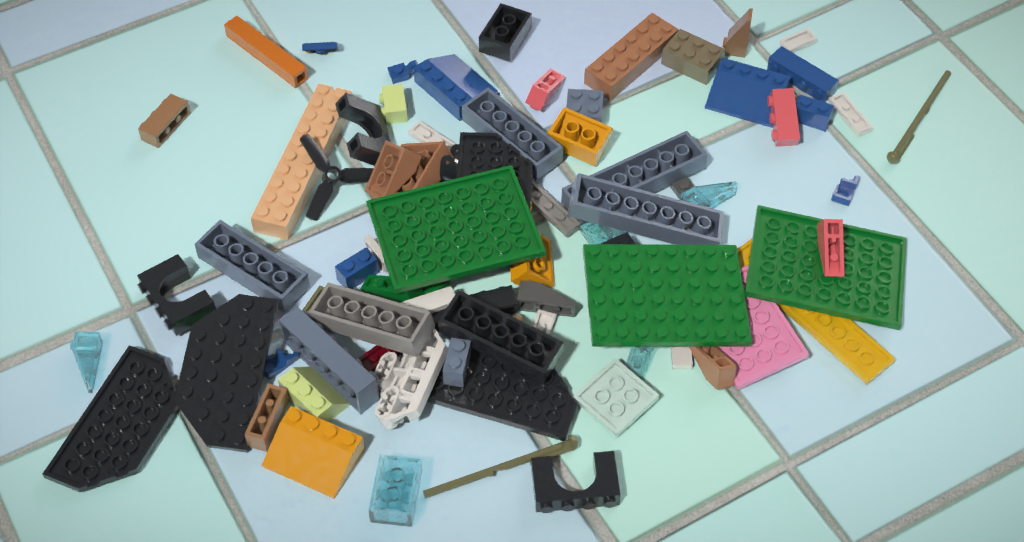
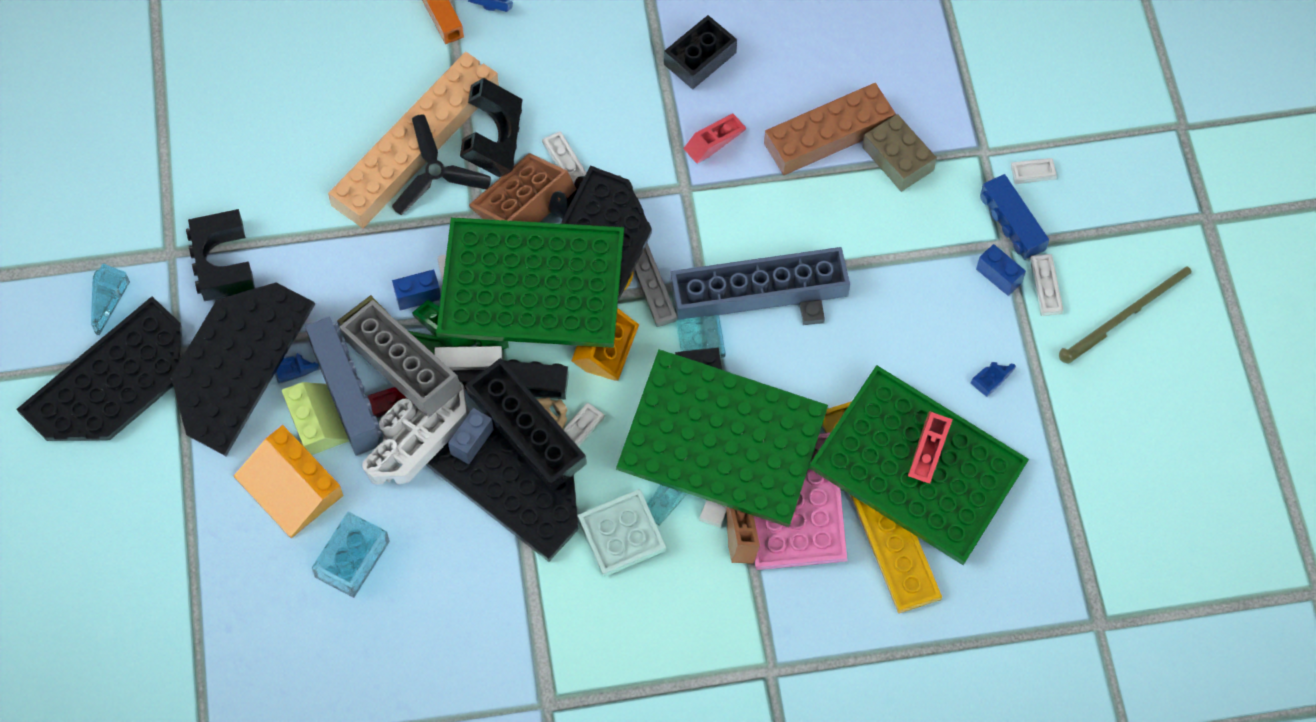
camera: 20 degrees right, 10 degrees up
(164, 120) = (288, 40): medium nougat brick -> none
(252, 265) = (310, 248): sand blue brick -> none
(267, 417) = (256, 427): medium nougat brick -> none
(392, 169) = (500, 185): nougat slope -> none
(394, 104) = (540, 101): yellowish green brick -> none
(401, 72) = (565, 62): blue plate -> none
(450, 82) = (618, 98): blue slope -> none
(493, 114) = (652, 180): sand blue brick -> none
(538, 296) = (589, 387): dark grey slope -> none
(552, 497) = (558, 632): black arch -> none
(553, 450) = (507, 568): olive bar -> none
(580, 136) = (721, 211): light orange slope -> none
(586, 102) = (744, 179): sand blue brick -> none
(644, 212) = (745, 334): sand blue brick -> none
(710, 195) = (825, 333): clear light blue slope -> none
(738, 36) = (961, 146): medium nougat slope -> none
(743, 91) = (940, 219): blue slope -> none
(783, 117) = (961, 265): coral brick -> none

